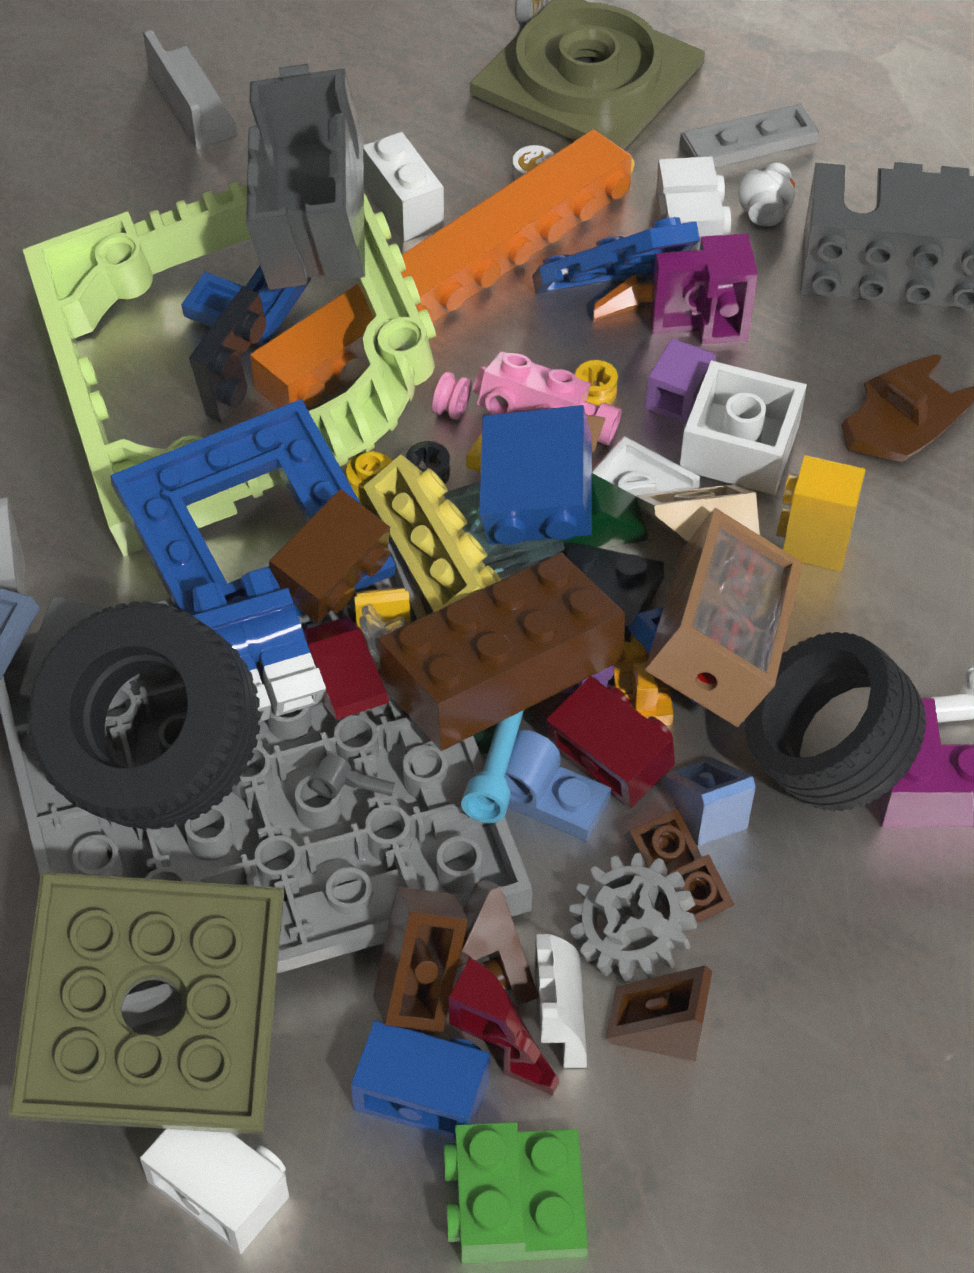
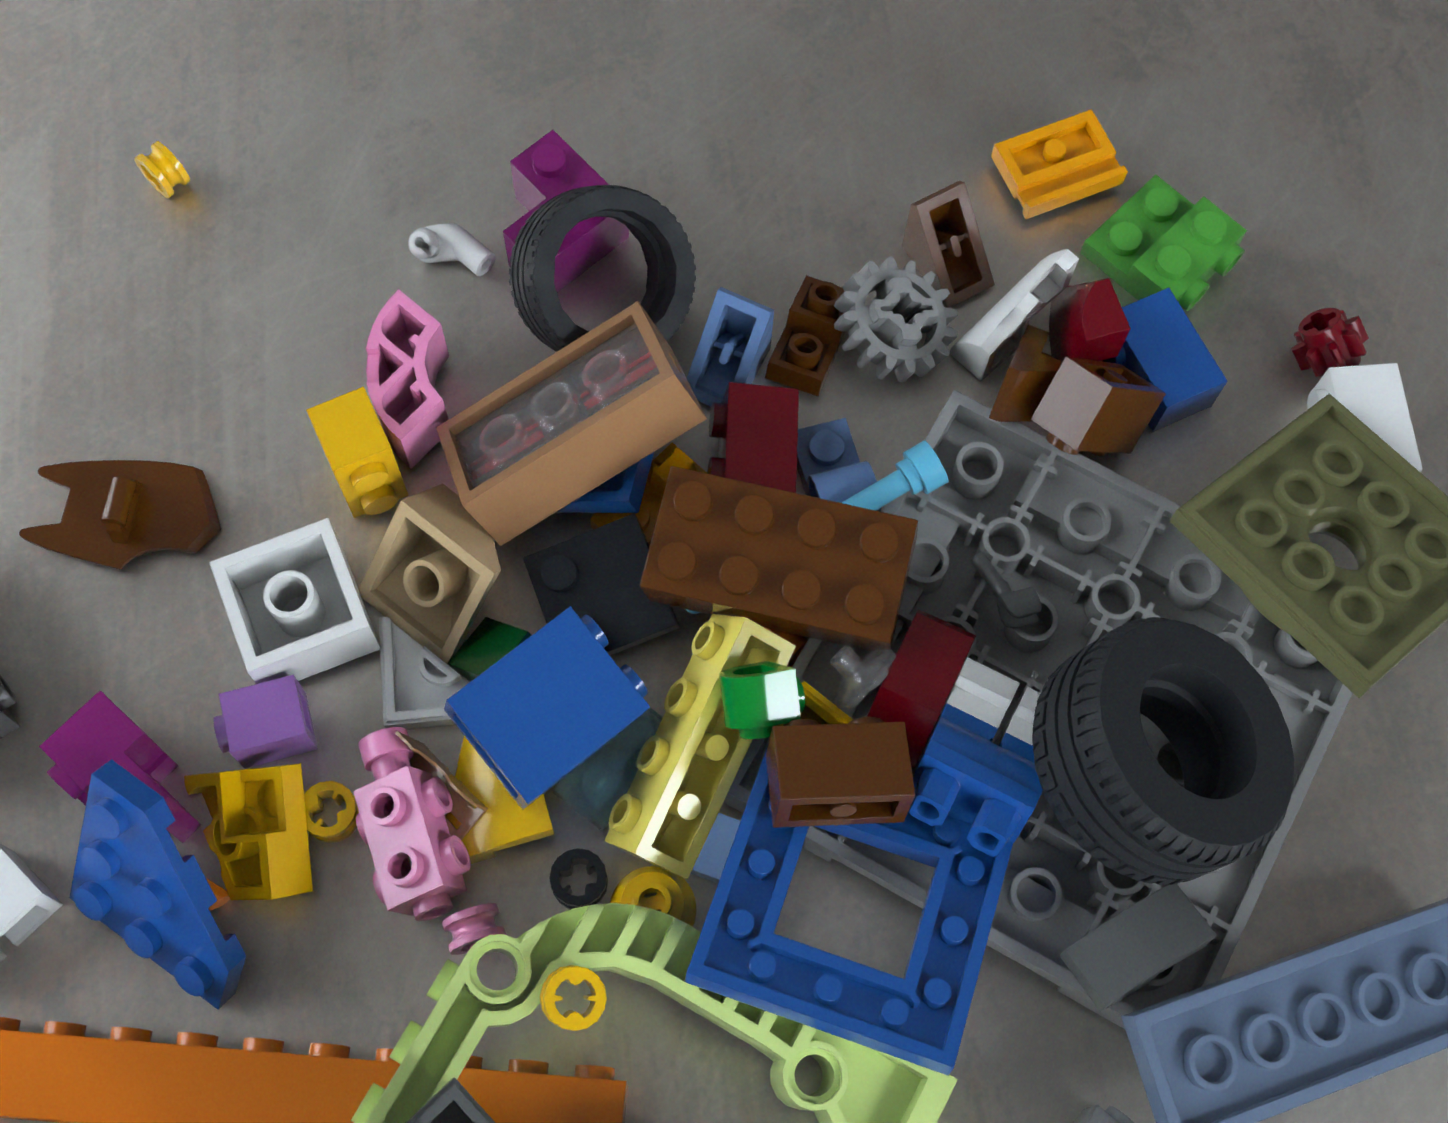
camera: 135 degrees left, 15 degrees up
(306, 1220) = (1329, 341): none -> dark red gear
(336, 349) = (571, 1019): none -> yellow bush
(422, 557) = (760, 697): none -> green plate
(613, 341) = (257, 830): none -> yellow slope
(668, 1177) = (1058, 163): none -> light orange plate
(864, 581) = (401, 371): none -> bright pink brick

